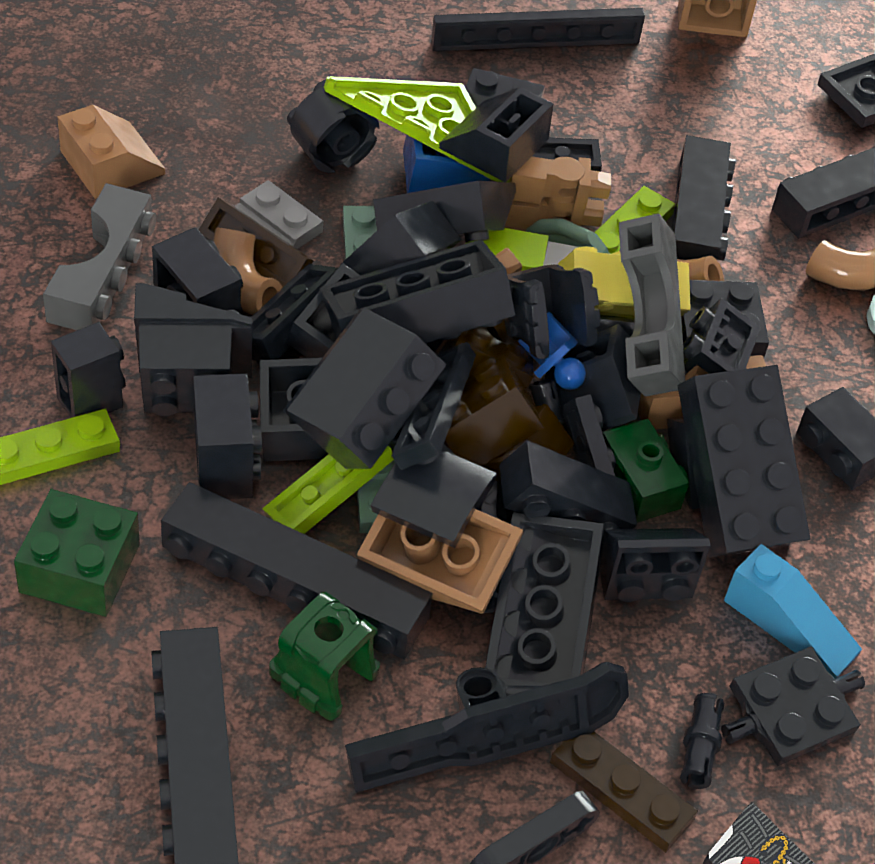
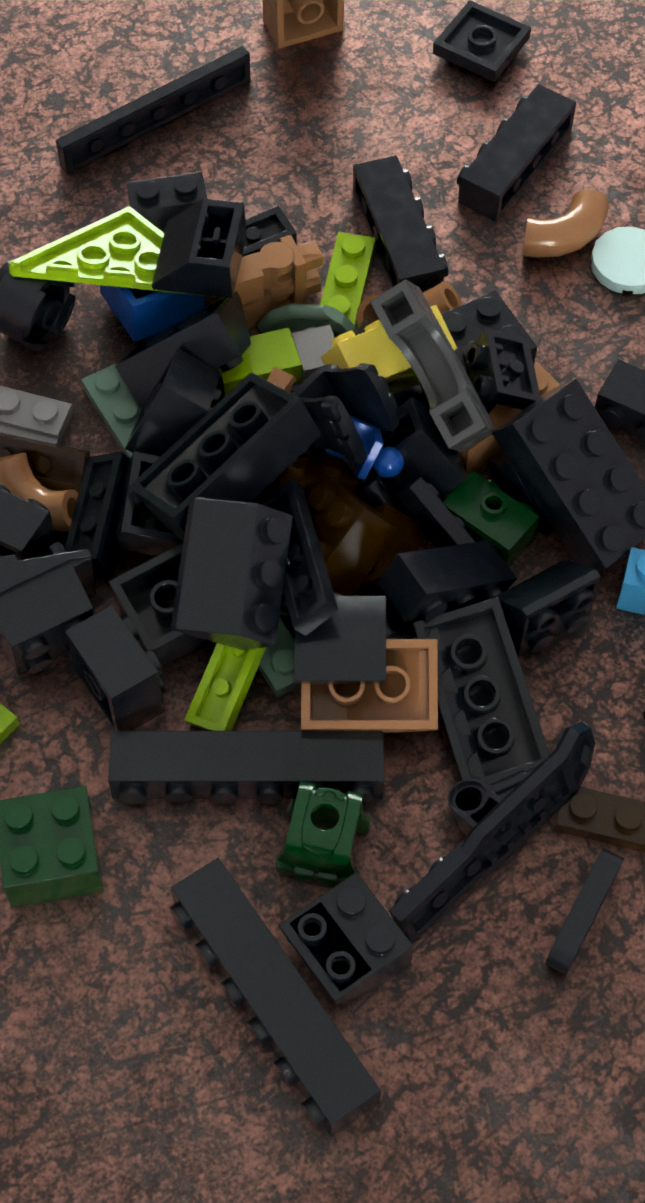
camera: 20 degrees left, 10 degrees up
(292, 755) = (348, 940): none -> black slope

